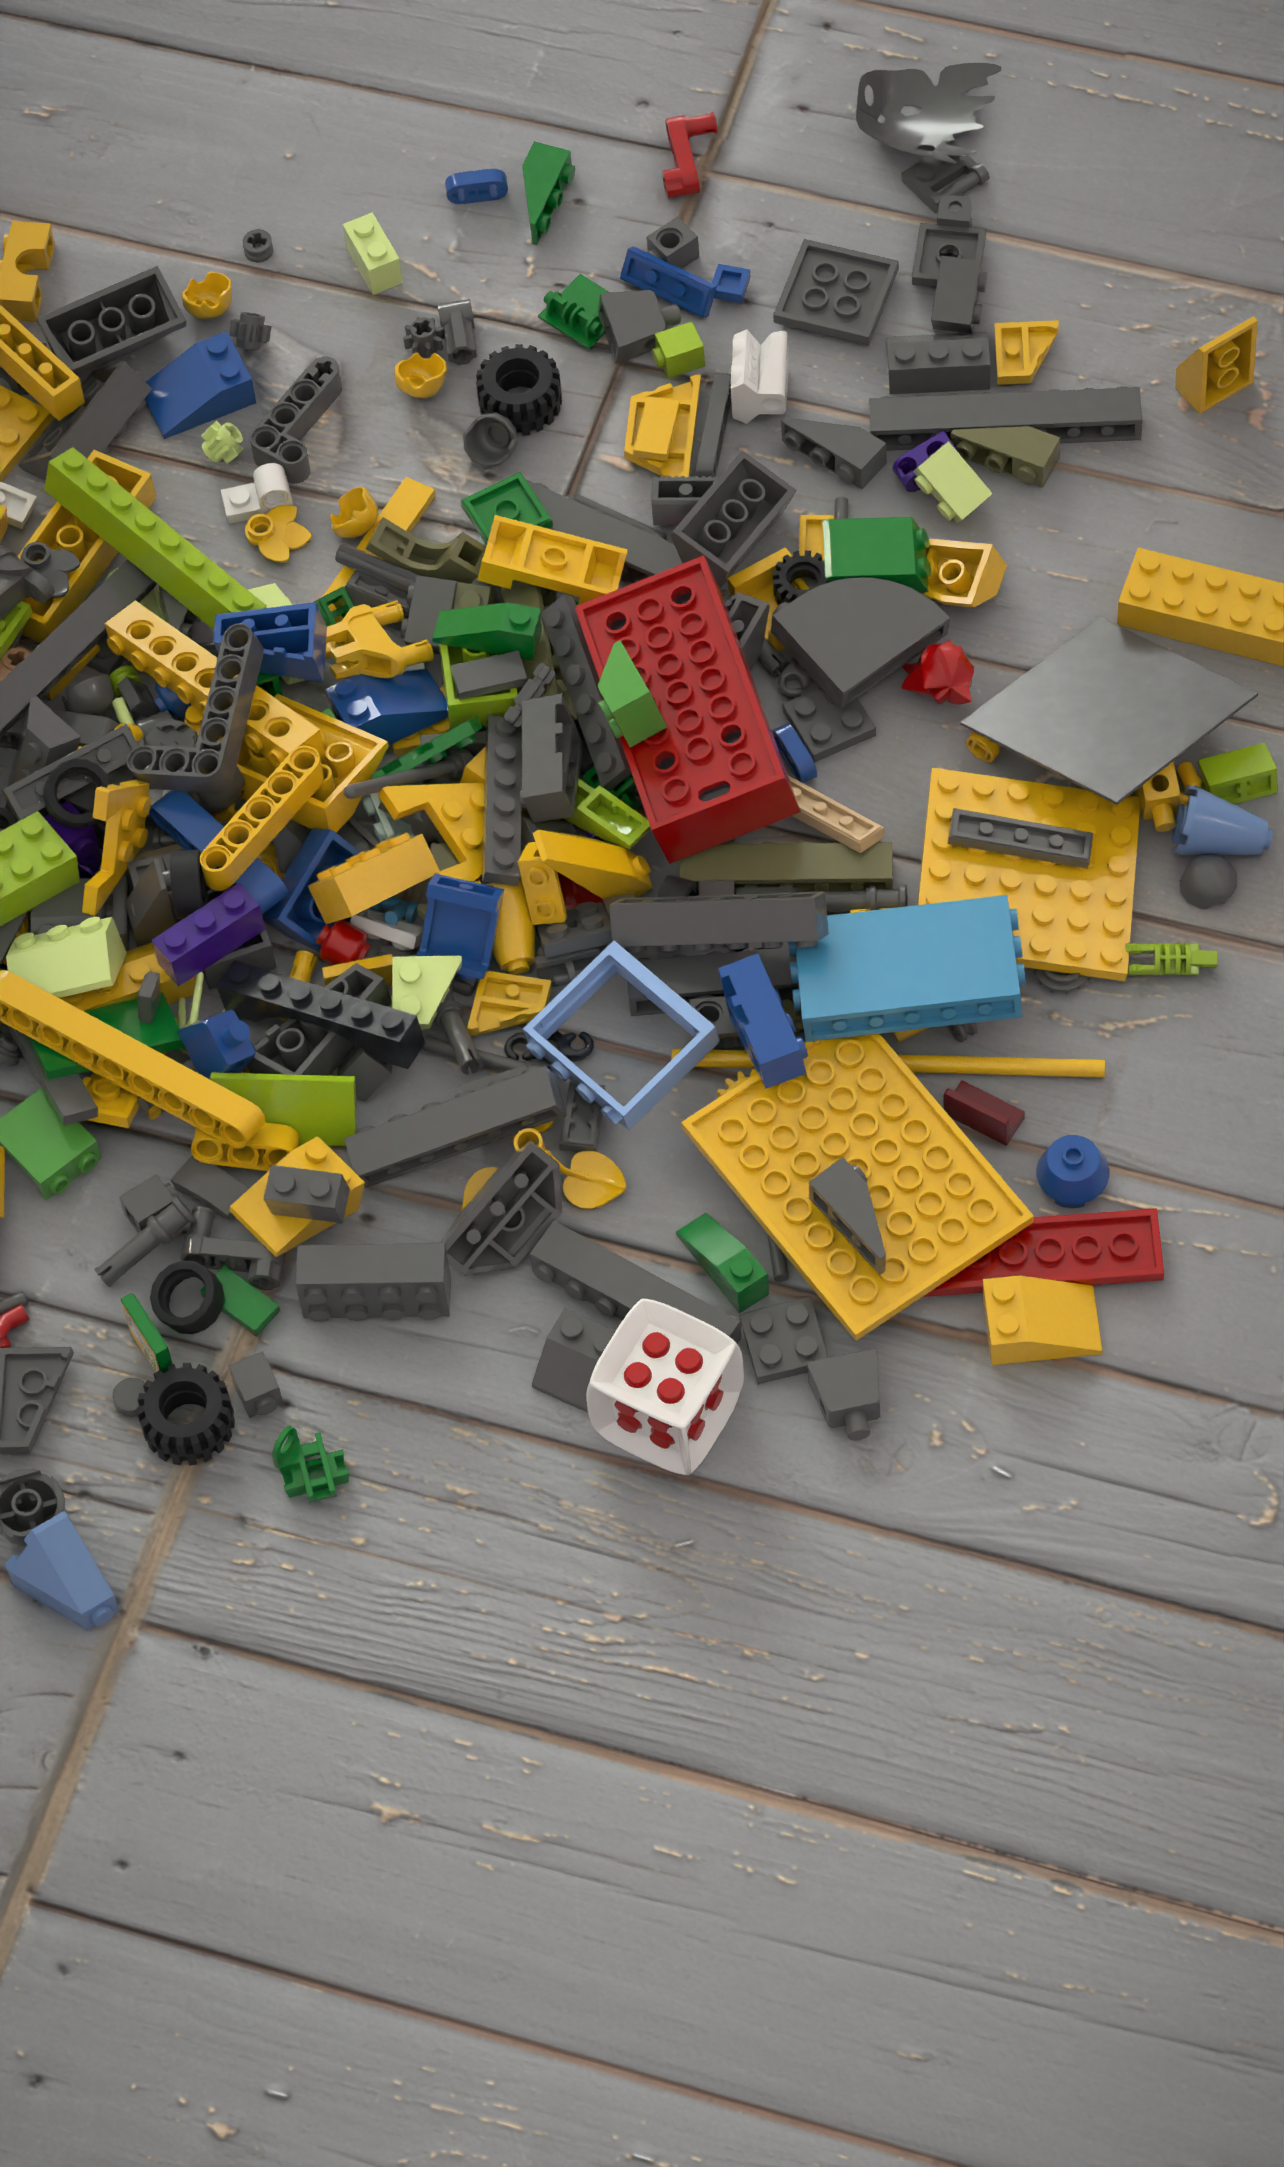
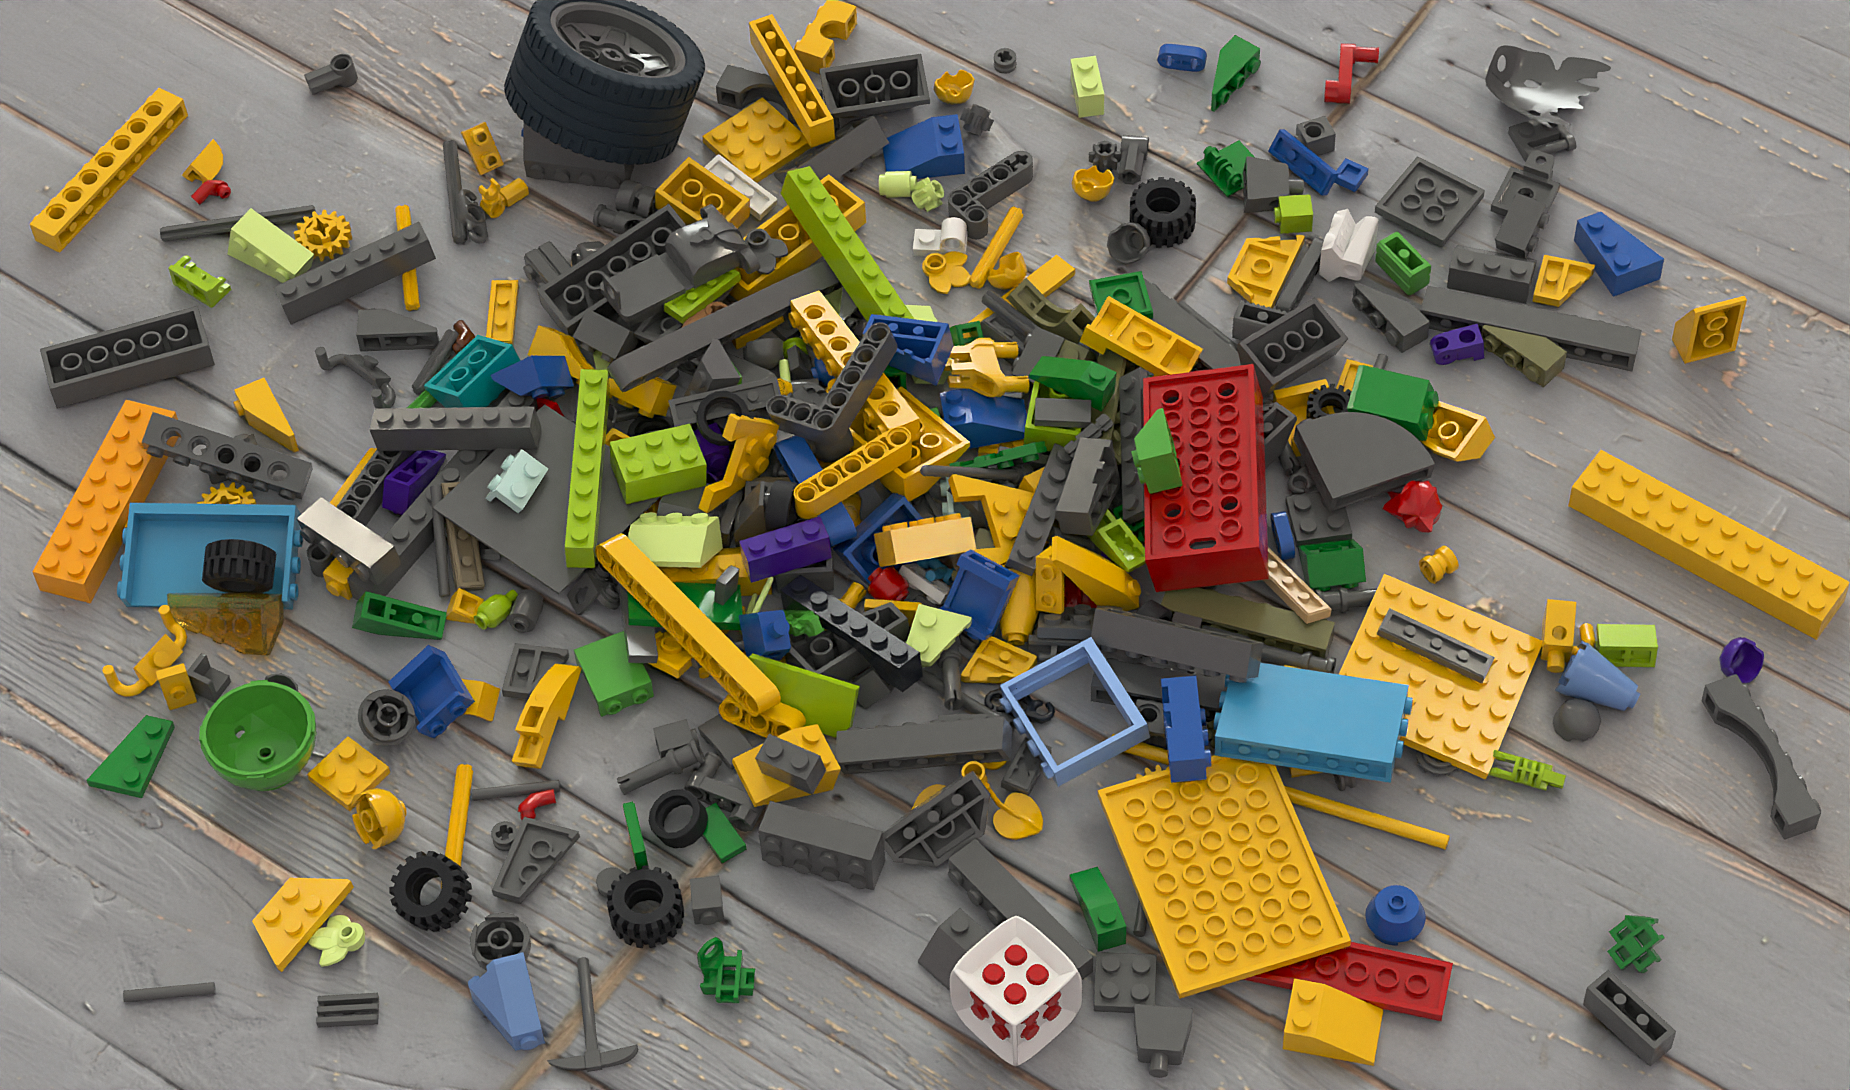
camera: 15 degrees right, 5 degrees down
(179, 438) = (897, 184): none -> yellowish green brick
(184, 1612) = (593, 1059): none -> dark grey piece
(261, 1017) = (803, 622): none -> bright green hinge
(328, 487) = (996, 247): none -> yellow axle
(656, 428) = (1257, 266): yellow tile -> none
(830, 378) = (1403, 263): none -> bright green brick
(846, 1202) = (1203, 885): dark grey slope -> none
(865, 772) = (1332, 564): none -> green slope
(892, 810) = (1345, 599): none -> dark grey pin
(951, 483) = (1470, 364): yellowish green brick -> none
(983, 1112) = (1339, 849): dark red panel -> none
(1084, 302) = (1617, 255): none -> blue wedge
(1109, 710) = (1537, 566): piece -> none

